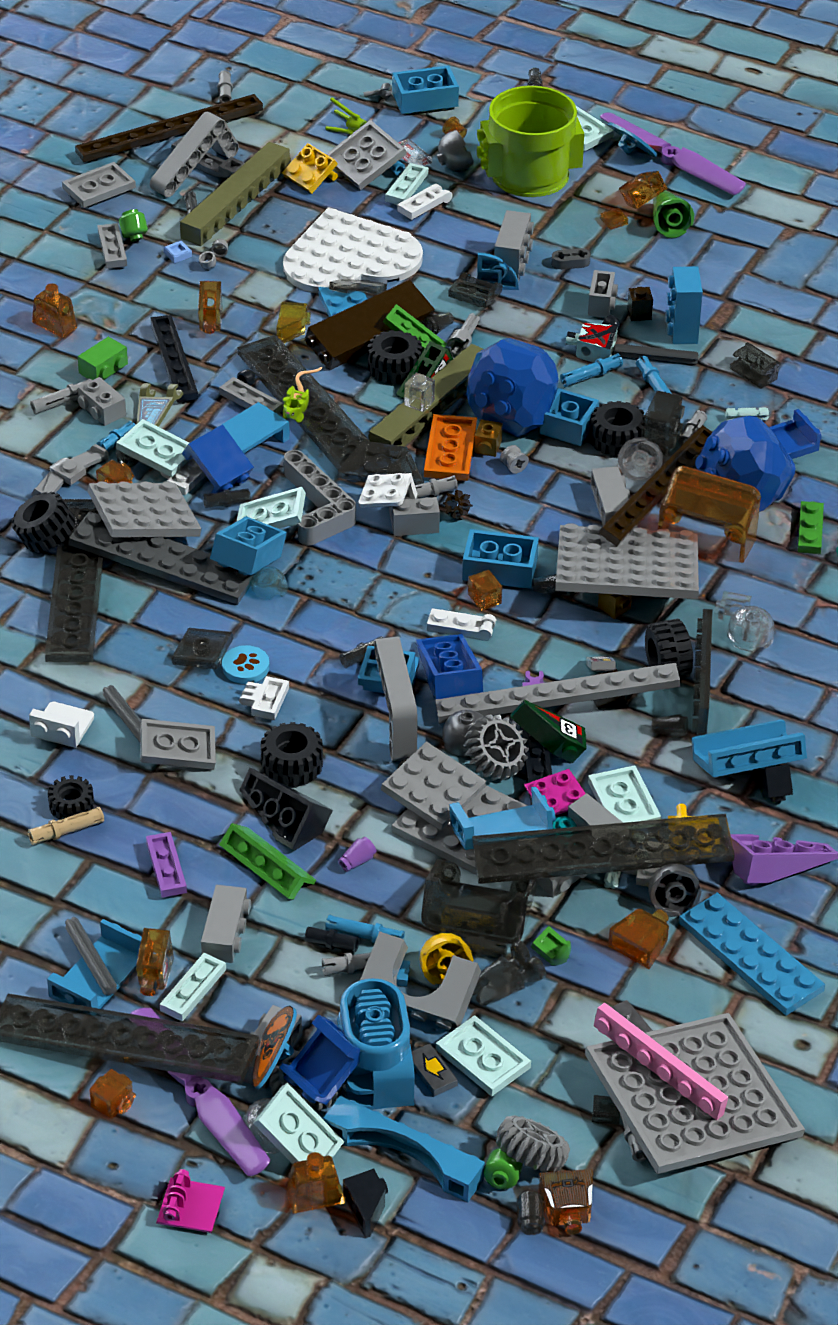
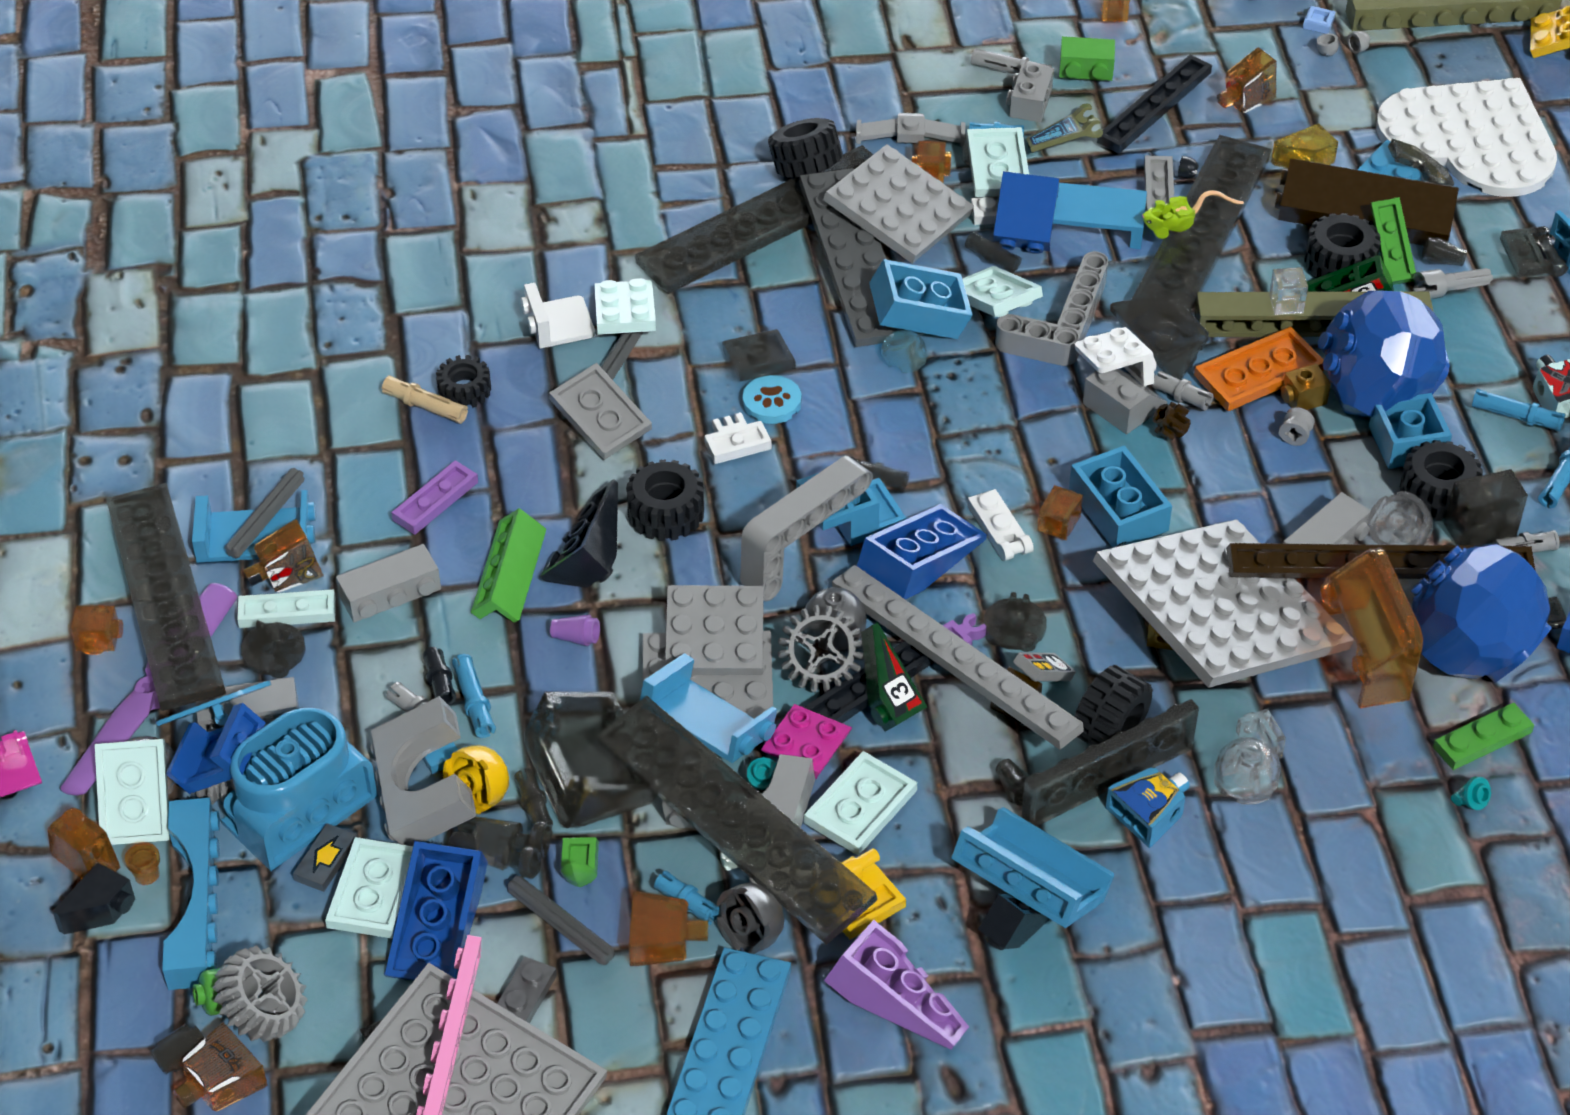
camera: 55 degrees right, 5 degrees up
(90, 685) = (625, 306): none -> light aqua plate
(221, 1010) = (273, 648): none -> clear smoke plate
(357, 1158) = (143, 862): none -> clear orange piece
(535, 1031) = (435, 909): none -> blue slope
(547, 657) = (1015, 623): none -> clear smoke plate
(588, 980) = (561, 920): none -> dark grey axle
(614, 915) = (697, 903): none -> dark azure pin
(741, 681) = (1148, 803): none -> torso

